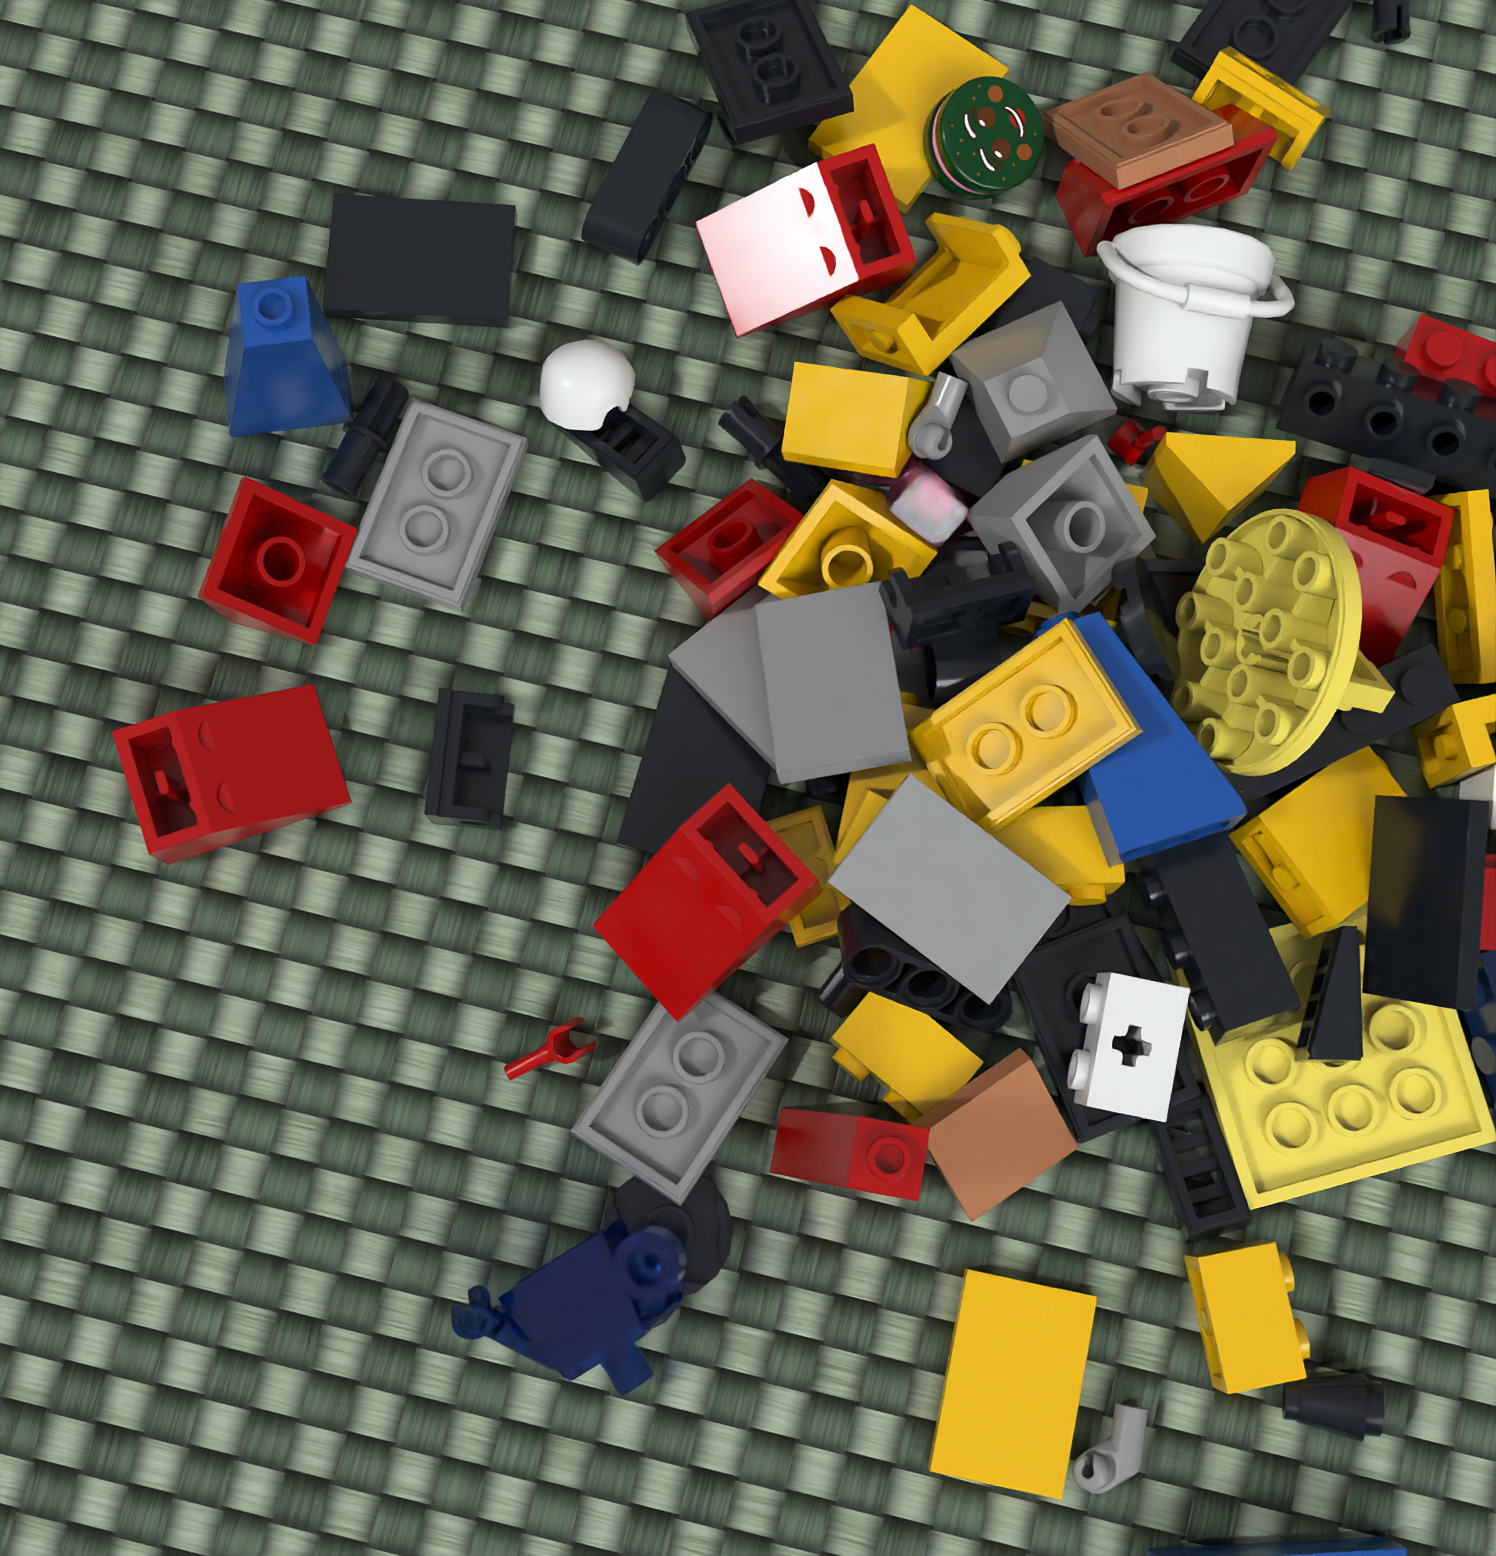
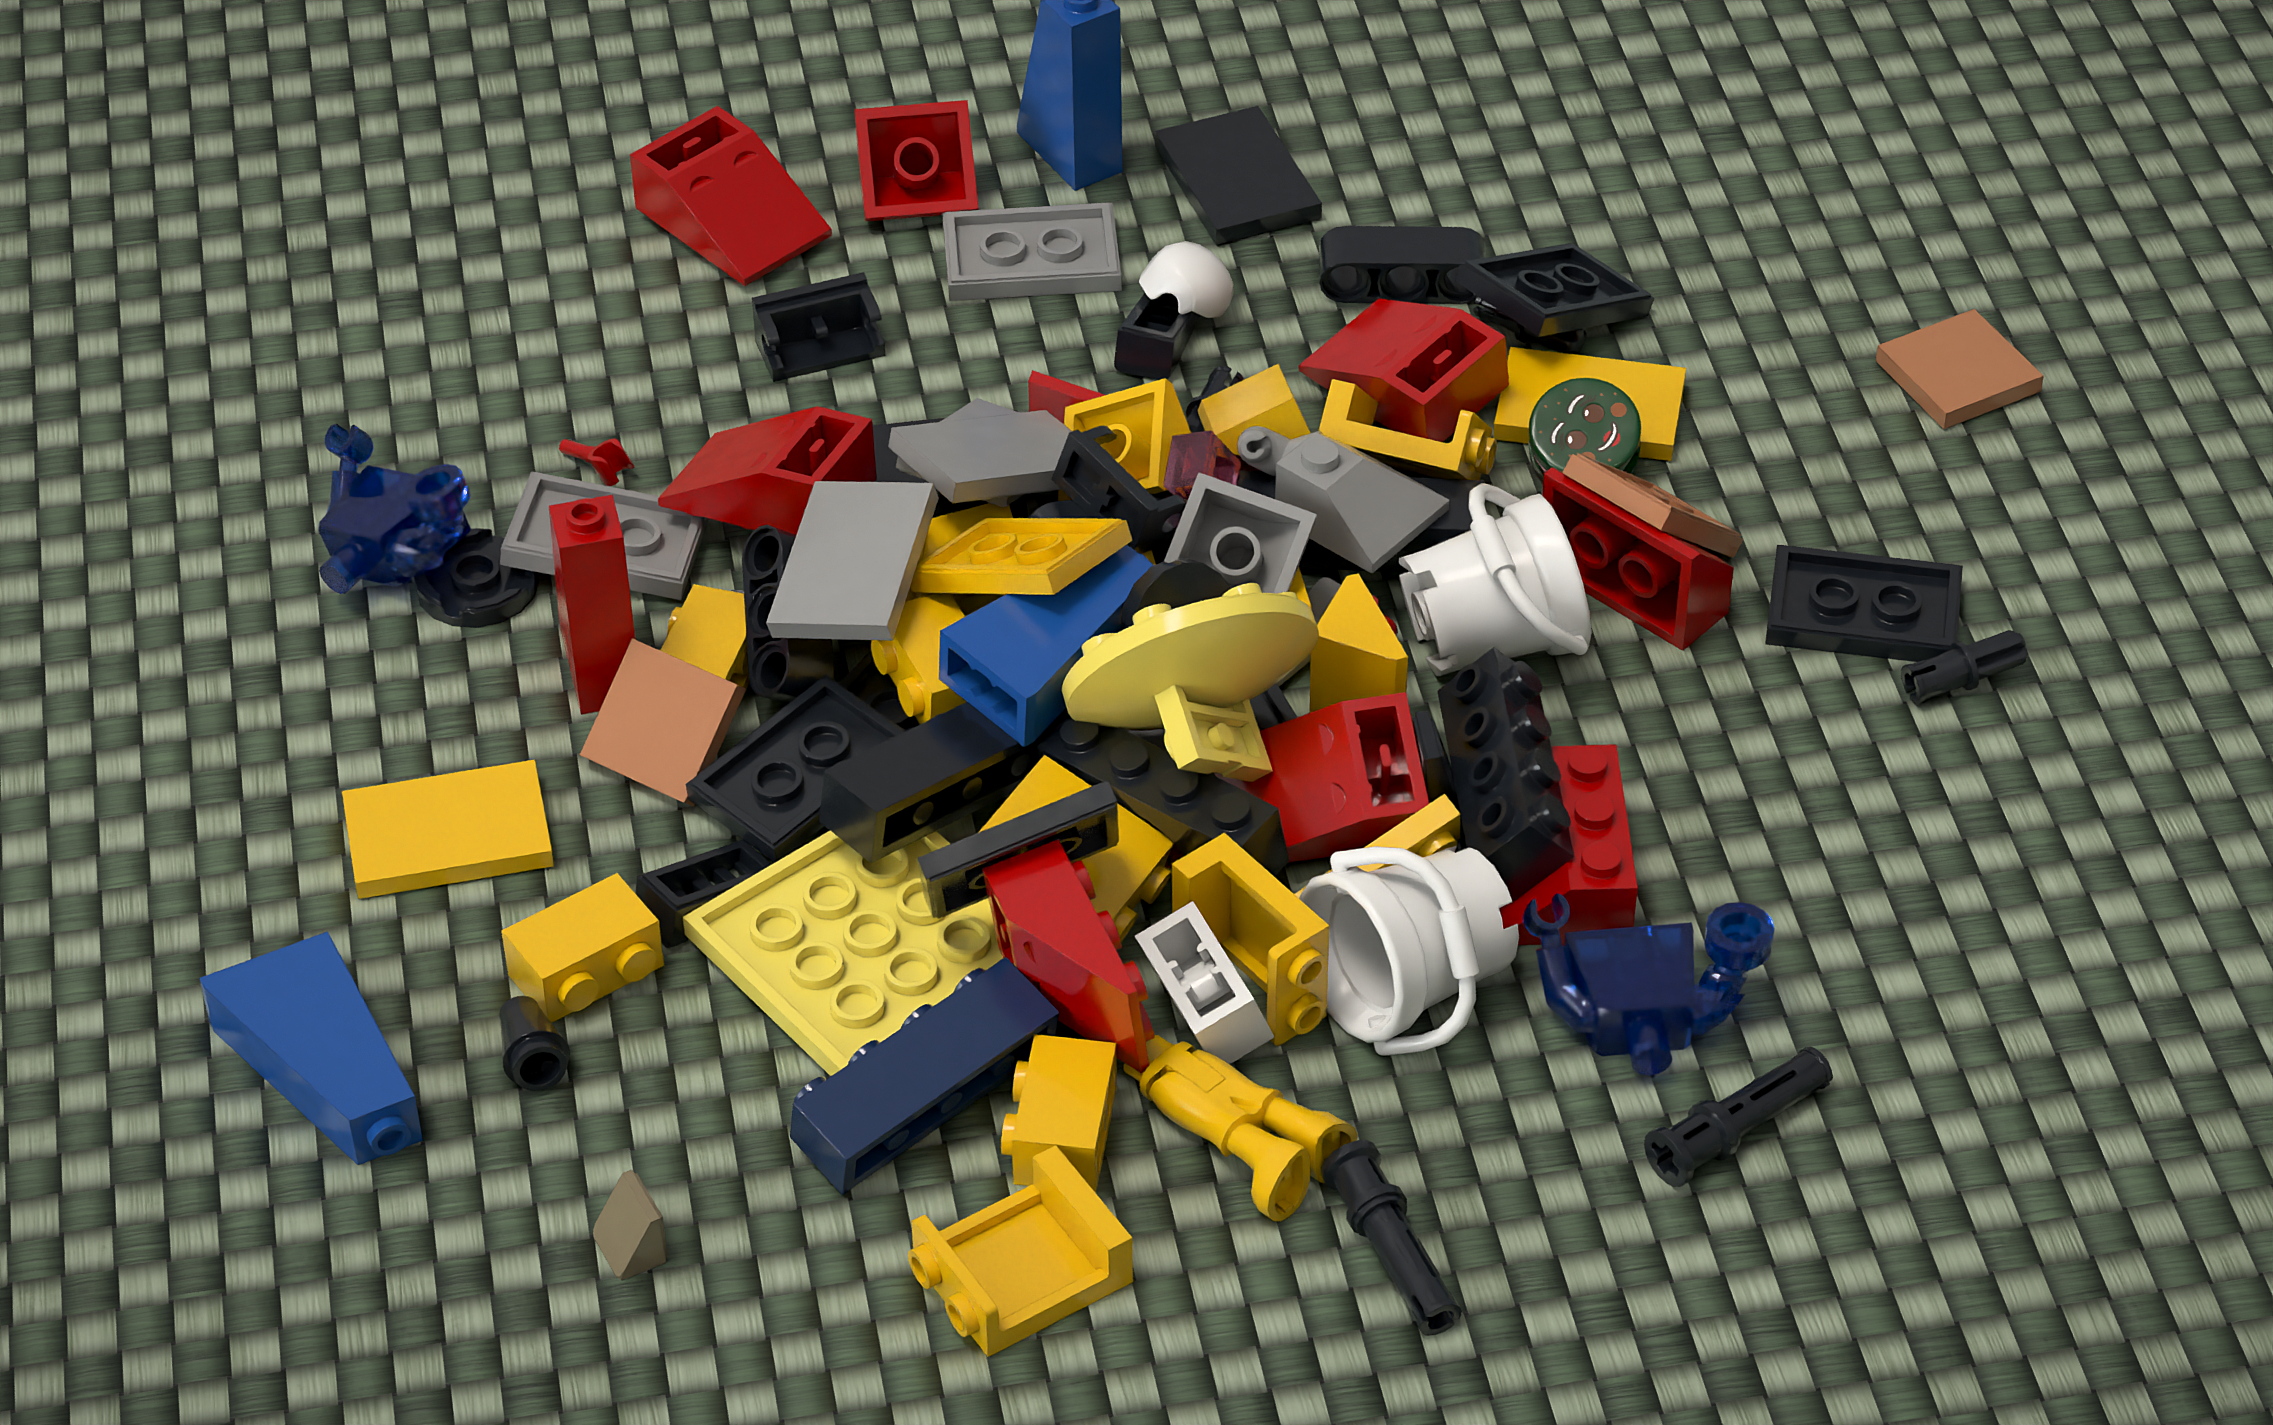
camera: 70 degrees right, 35 degrees down
(365, 437) = (1060, 189): black axle -> none
(1117, 1456) = (410, 916): light grey arm -> none
(1145, 1013) = (780, 752): white brick -> none
(1265, 96) = (1762, 601): yellow hinge -> none
(1334, 1009) = (881, 890): black slope -> none

